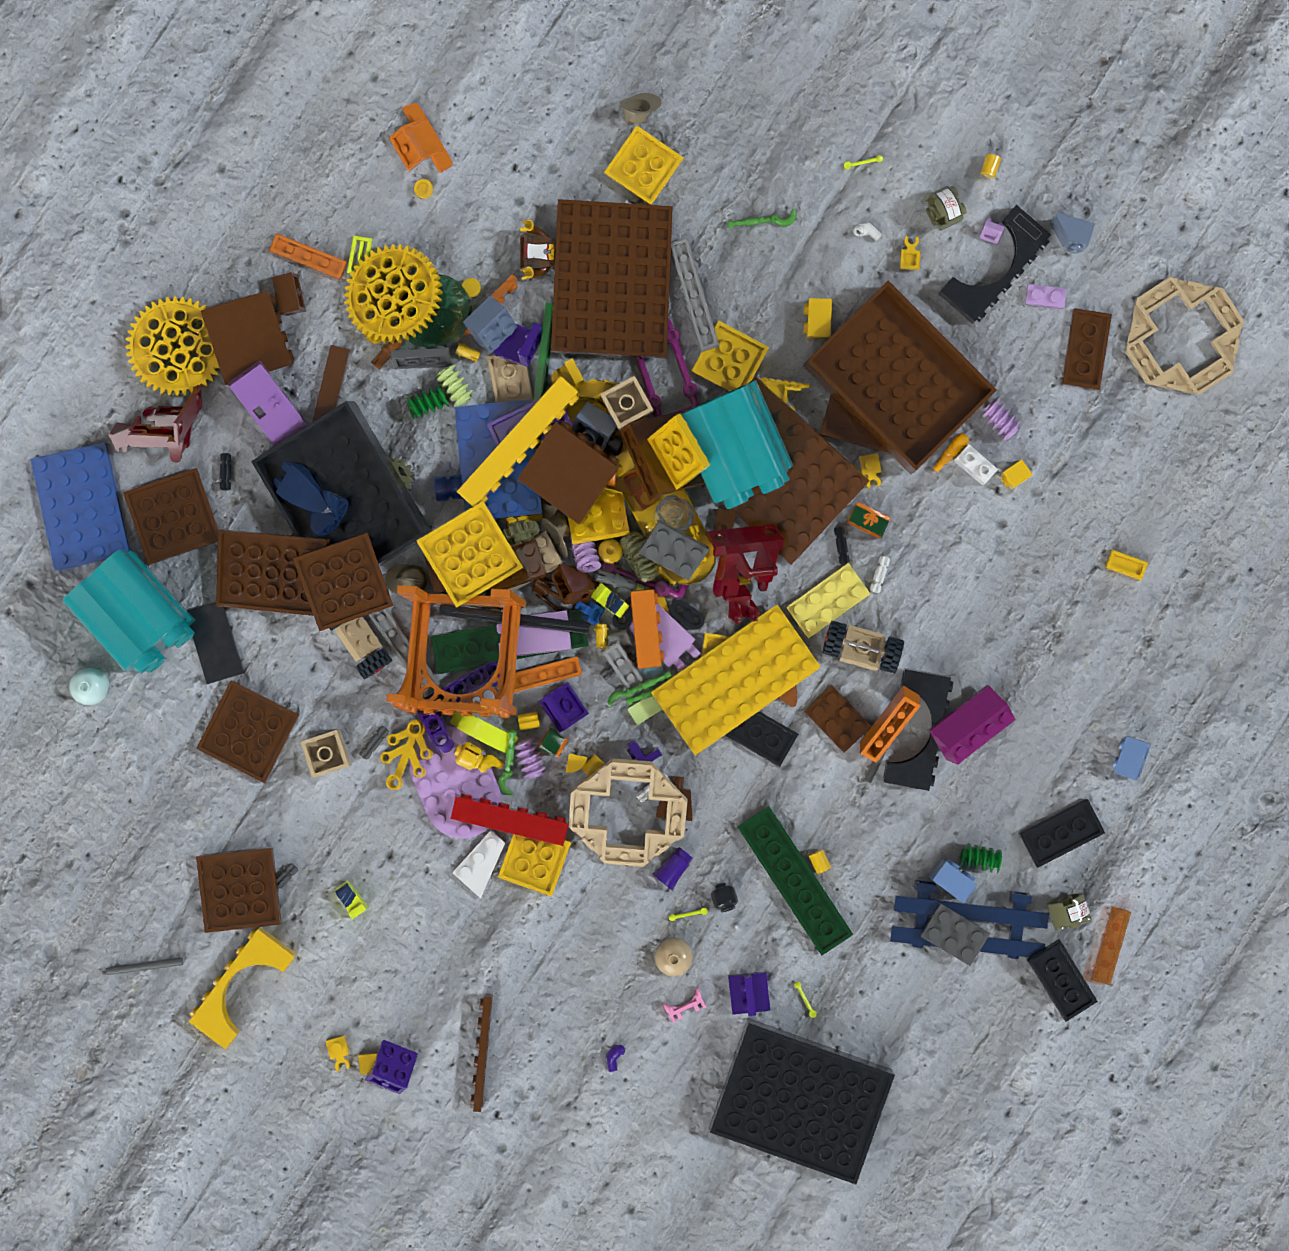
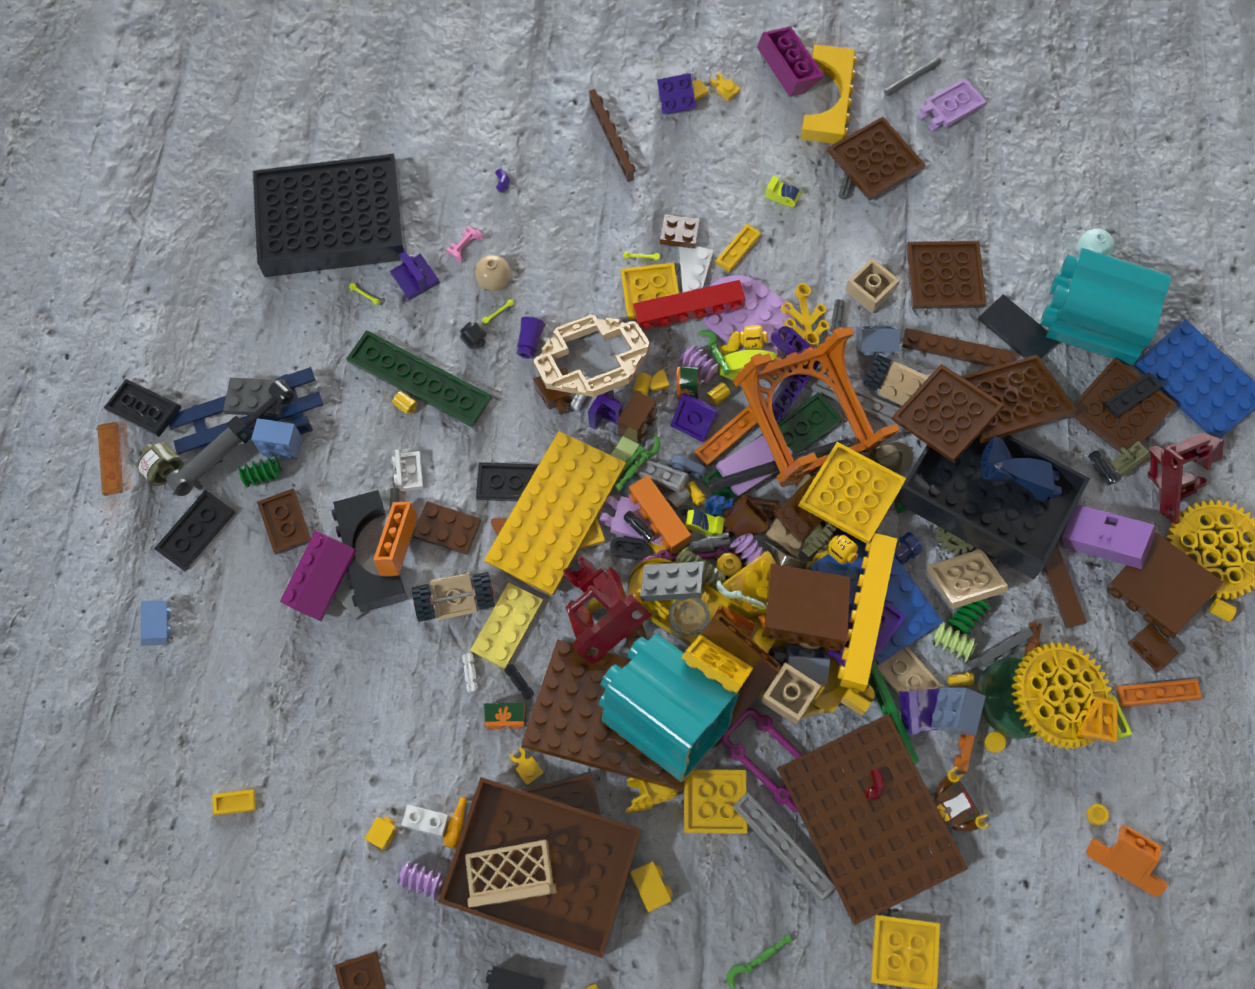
camera: 150 degrees right, 20 degrees down
(125, 912) = (952, 104): none -> lavender tile
(157, 520) = (1132, 395): none -> black tile
(199, 463) = (1131, 458): none -> olive hips
(208, 294) = (1222, 610): none -> yellow piece
(259, 1044) = (789, 60): none -> magenta slope
(282, 651) = (956, 348): none -> reddish brown plate
(355, 694) = (878, 339): none -> sand blue brick
(376, 255) = (1100, 721): none -> light orange wing
(412, 431) = (967, 578): none -> tan plate
(426, 863) = (738, 248): none -> yellow tile
(473, 909) = (679, 231): none -> plate
(507, 508) = (843, 549): none -> yellow head
(509, 895) = (656, 256): none -> neon yellow hinge
(591, 656) = (683, 464): none -> sand blue plate
(595, 296) = (875, 792): none -> dark red arm
(617, 731) = (637, 417): none -> reddish brown brick
(621, 515) = (737, 596): none -> light aqua piece
(669, 627) = (639, 526): none -> black axle
(847, 790) = (408, 470): none -> white bracket
(931, 365) = (517, 891): none -> tan fence
(979, 799) = (284, 521): none -> reddish brown plate
(986, 901) = (186, 478): none -> dark grey piece

